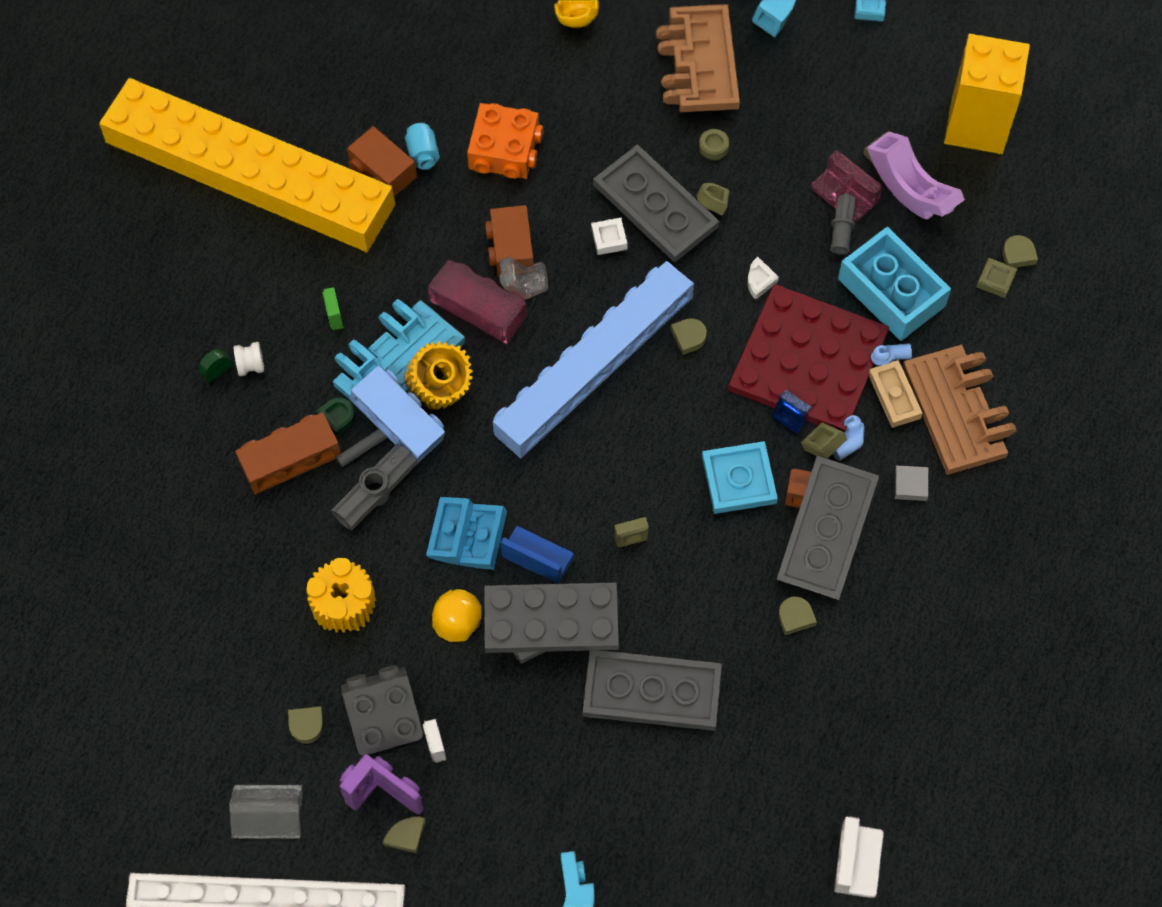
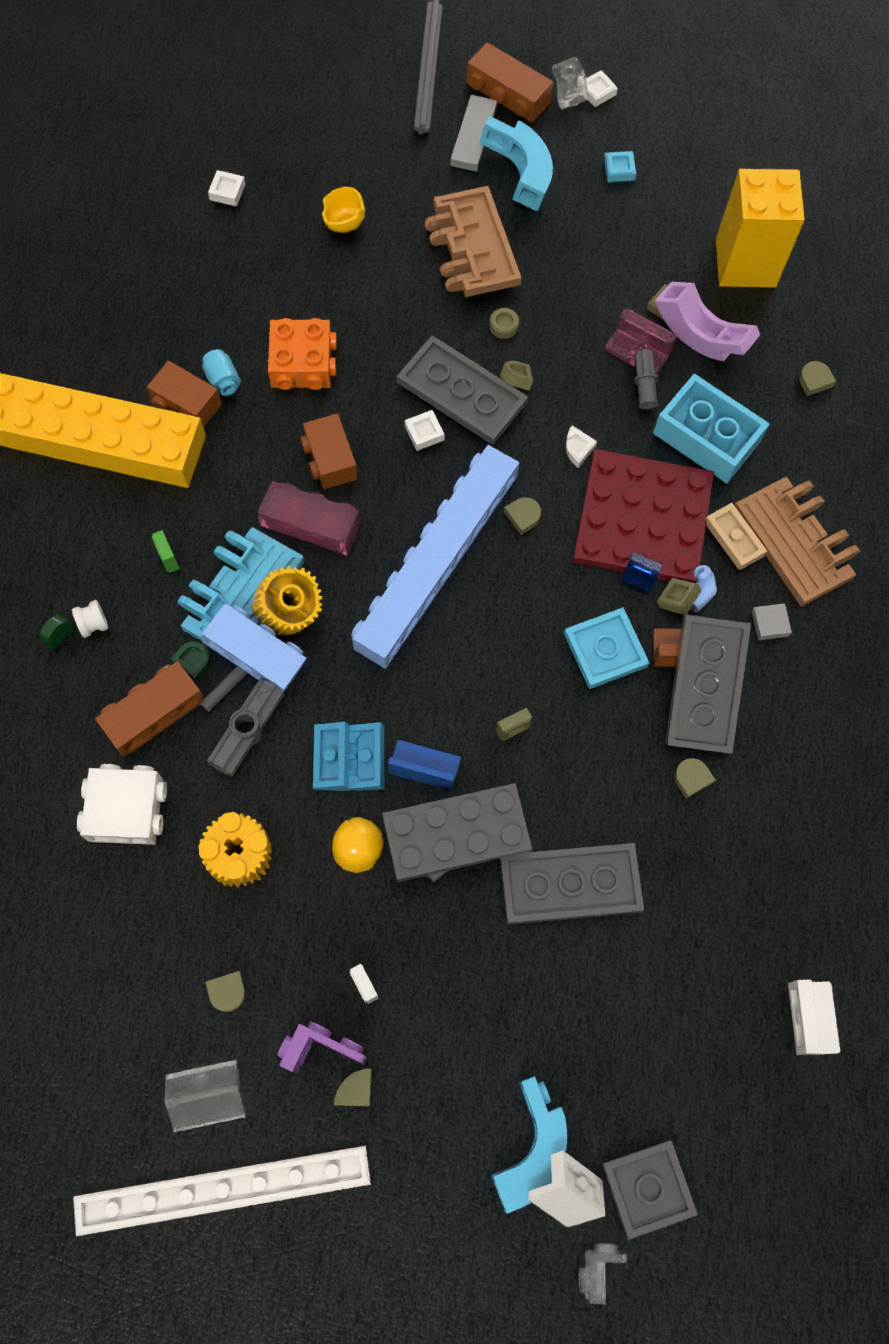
camera: 15 degrees left, 5 degrees up
(244, 535) = (122, 805): none -> white brick
(381, 710) = (301, 961): dark grey bracket -> none
(523, 280) = (350, 489): clear bracket -> none
(889, 353) = (718, 498): light blue arm -> none
(996, 277) = (801, 406): olive tile -> none

